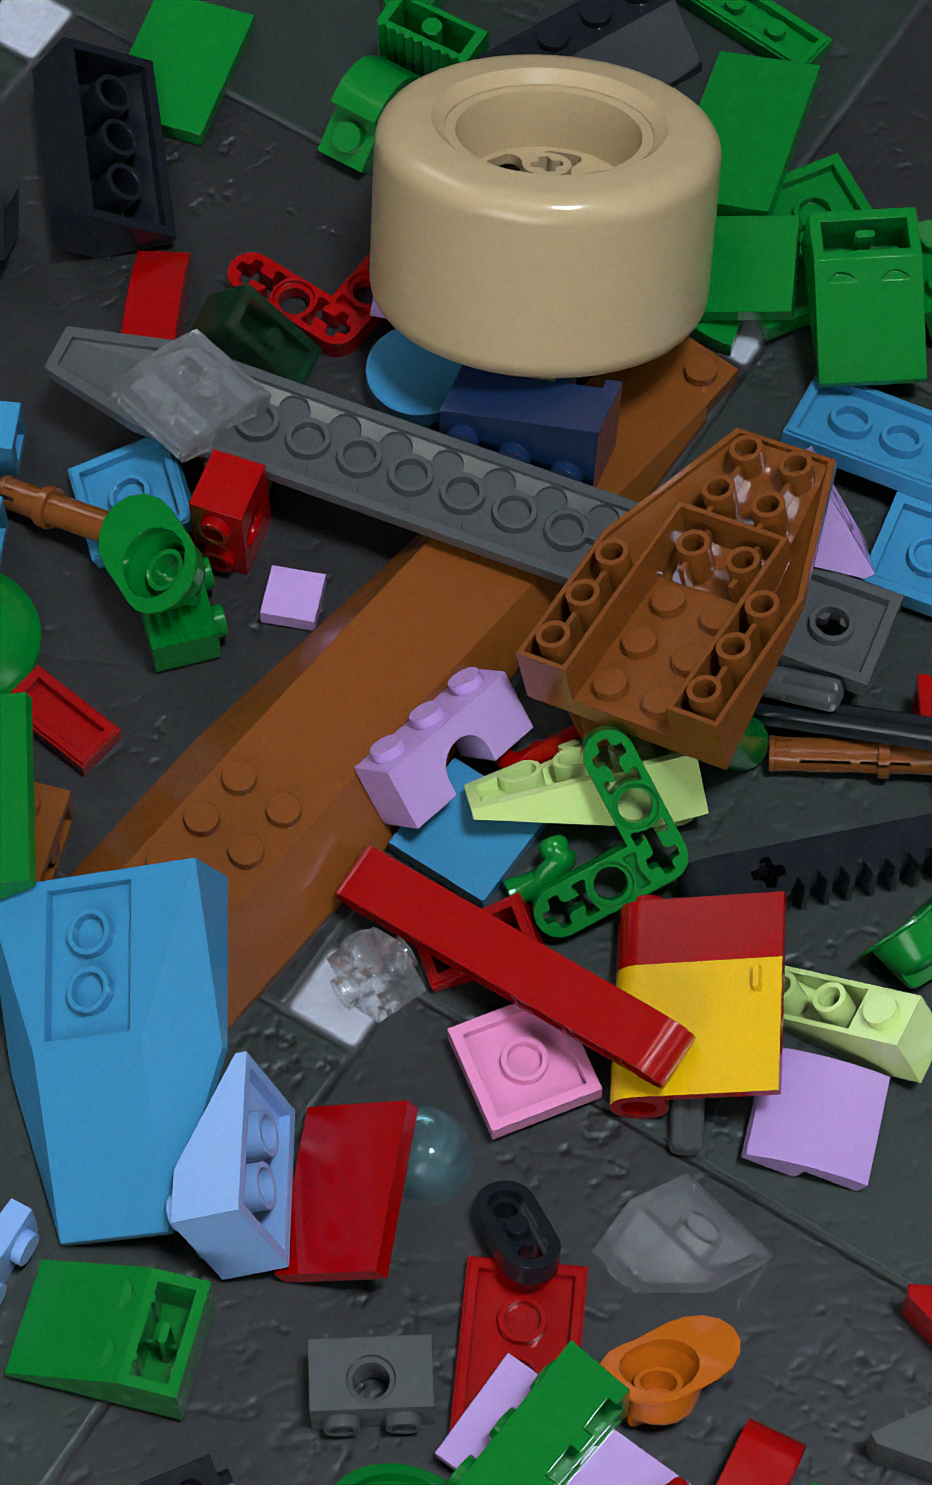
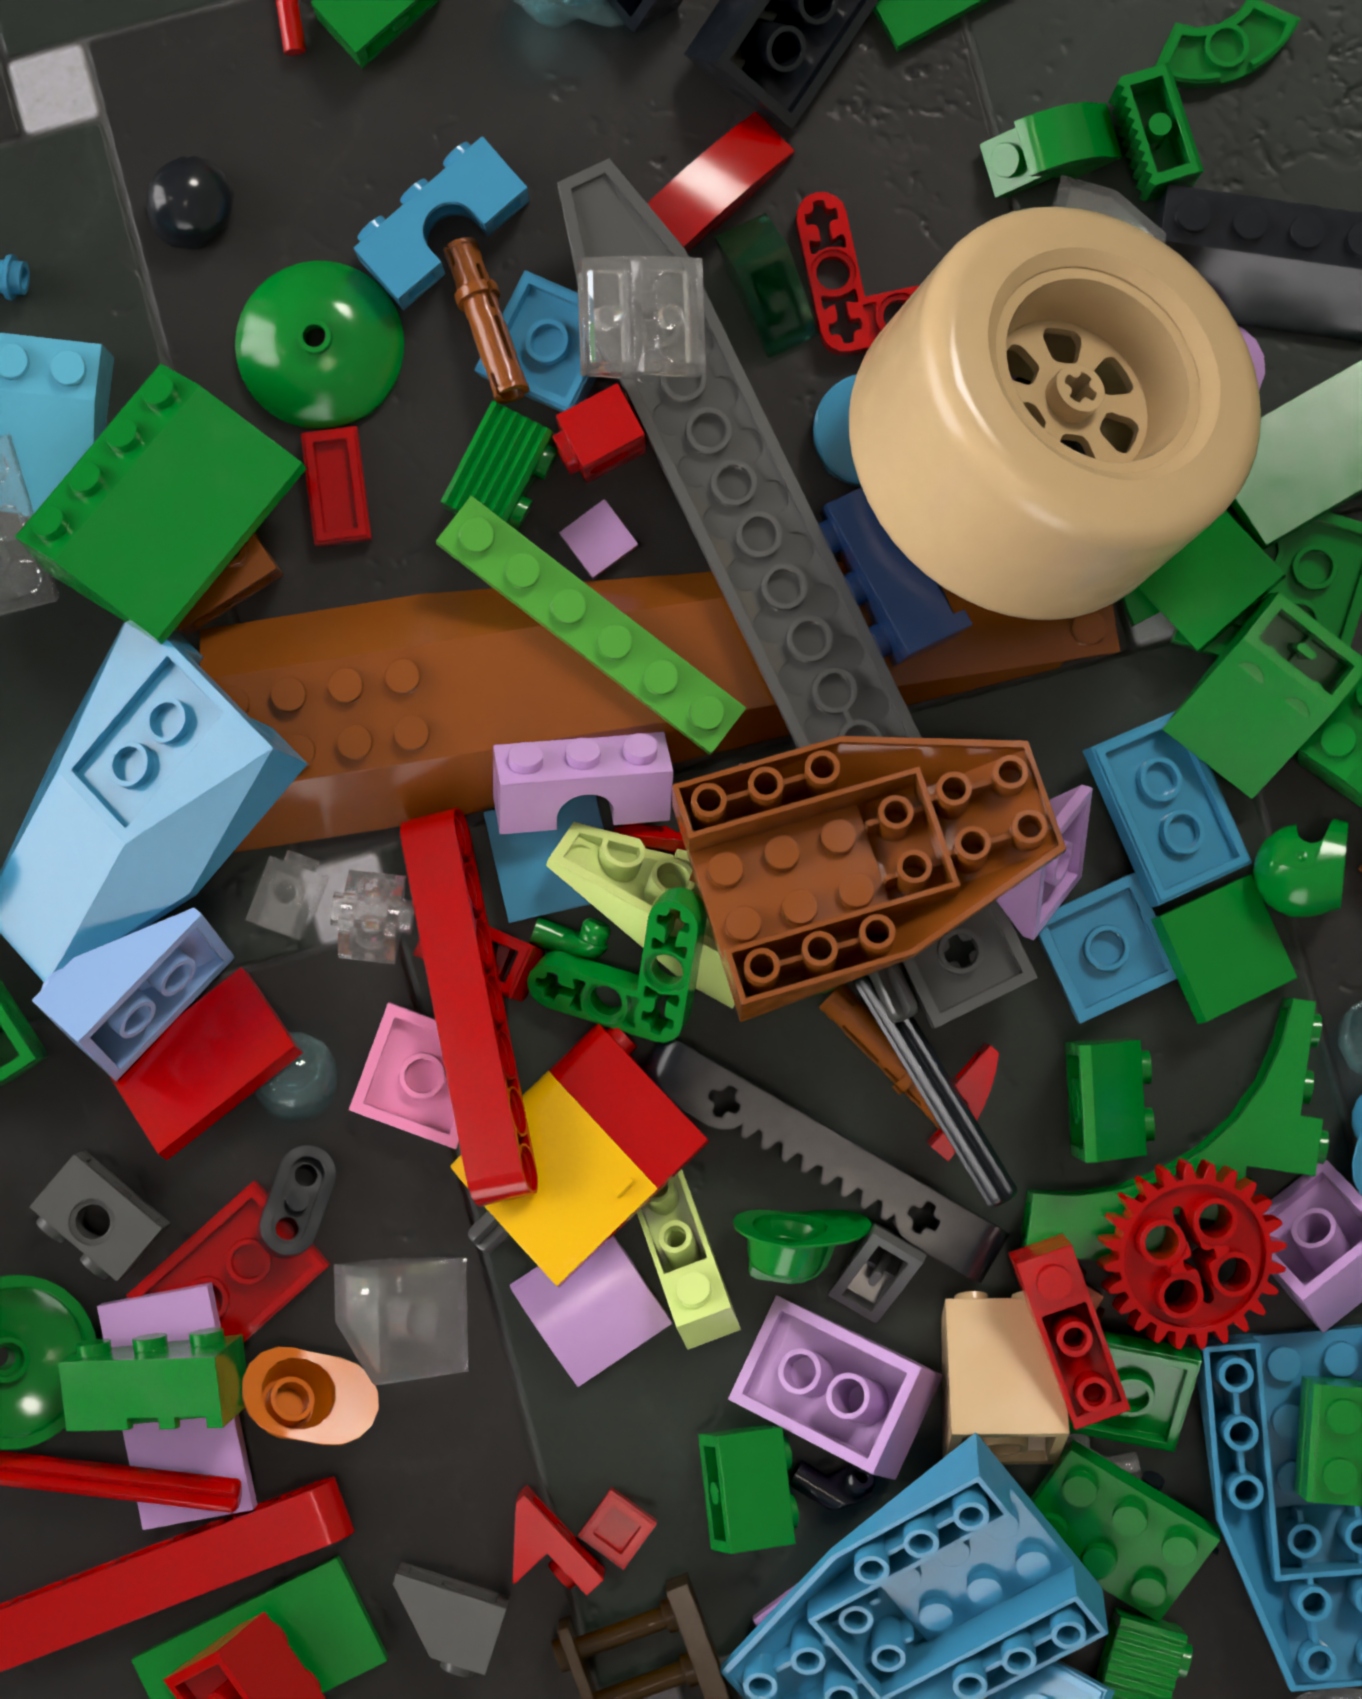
camera: 40 degrees right, 25 degrees up
(150, 555) = (490, 433): green piece -> none
(297, 1021) = (288, 895): none -> clear brick
(347, 631) = (590, 625): none -> bright green plate

